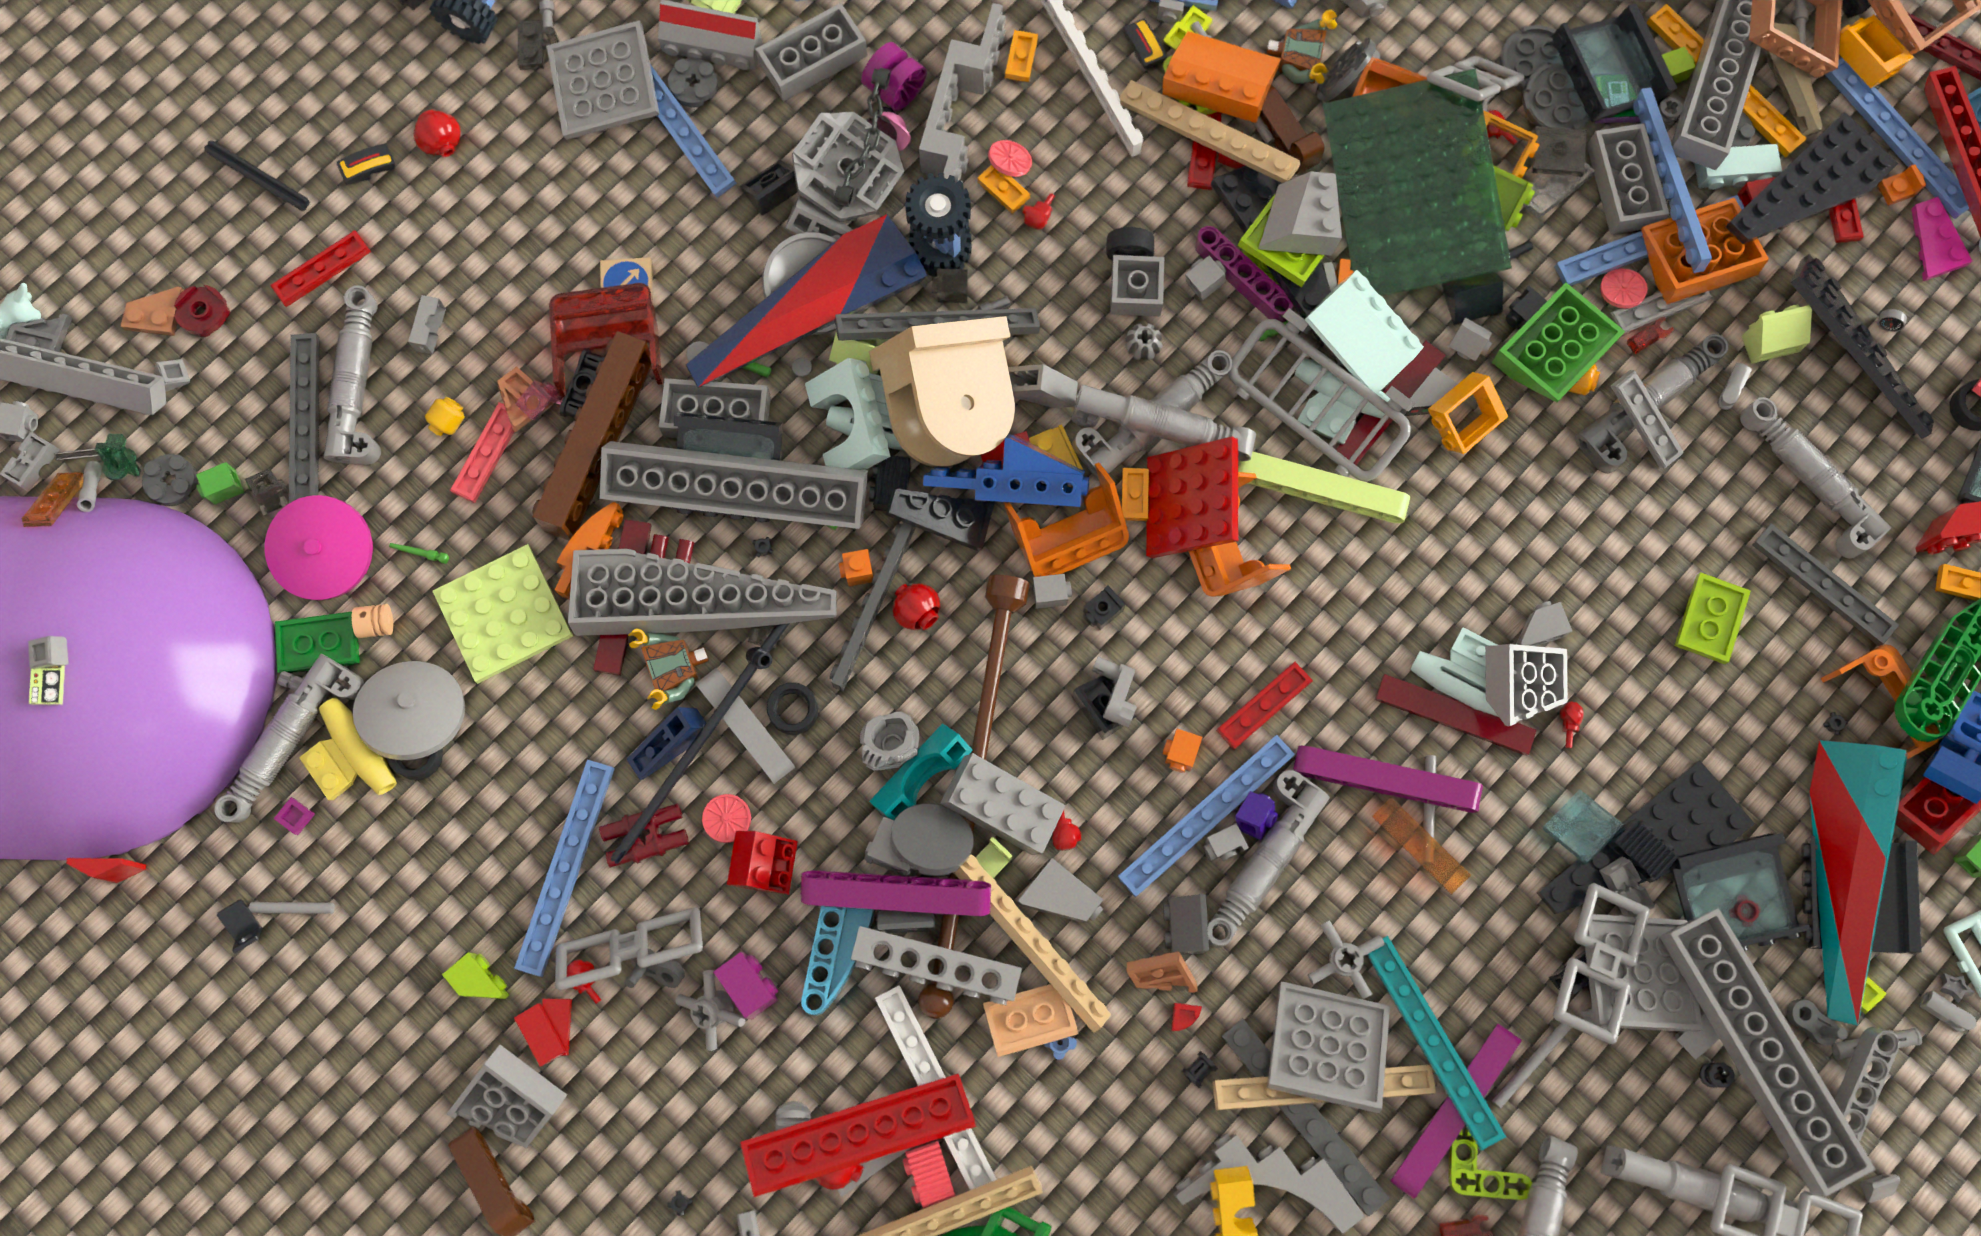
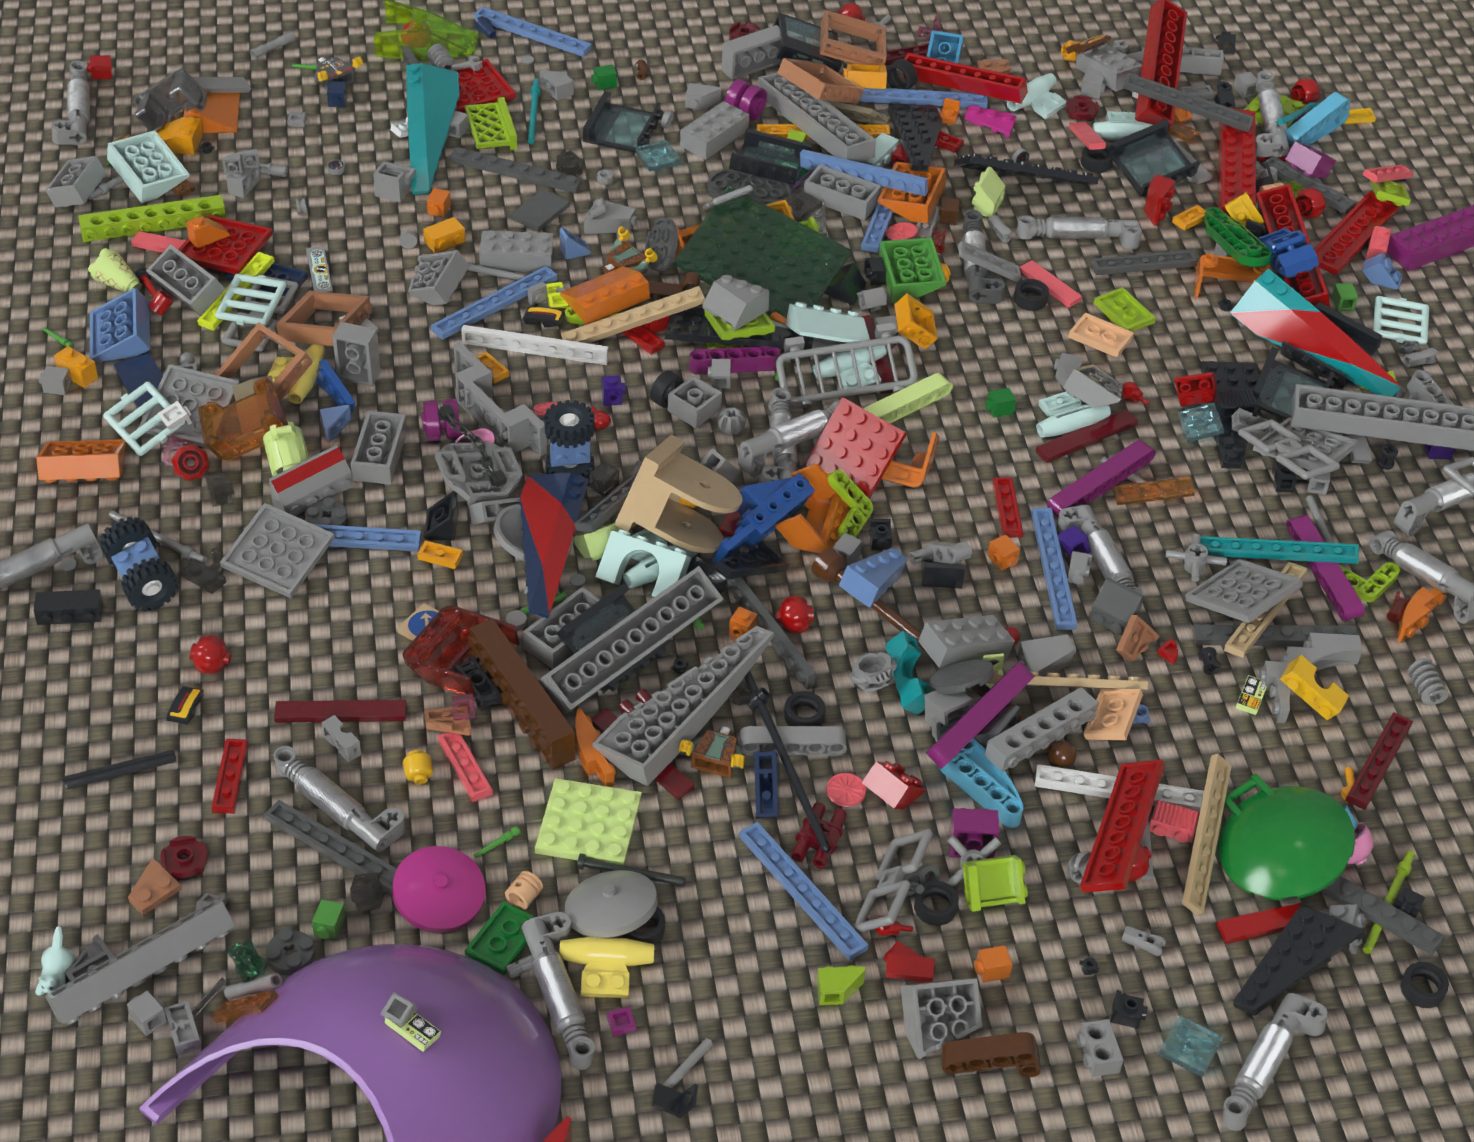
camera: 55 degrees left, 30 degrees down
(450, 645) = (607, 866): none -> pearl dark grey bar
(465, 296) = (343, 709): none -> dark red tile
(606, 1110) = (993, 964): none -> orange brick
(661, 1016) = (935, 917): none -> black tyre
(699, 1045) = (994, 882): none -> lime panel
(724, 221) = (440, 554): none -> light orange plate
(1011, 649) = (873, 575): none -> medium blue wedge
(1086, 194) = (612, 386): none -> dark purple brick
(1117, 559) = (857, 509): none -> lime beam
(1189, 1143) = (1251, 695): none -> tile
(1421, 589) = (1000, 402): none -> green brick
(1633, 788) = (1196, 388): none -> red slope
(1643, 620) = (1101, 335): none -> light nougat plate
(1657, 486) = (1031, 303): none -> black tyre
(1687, 505) = (1056, 287): none -> coral tile
(1710, 311) = (949, 211): none -> reddish brown brick
(1911, 87) = (909, 71): none -> black tyre

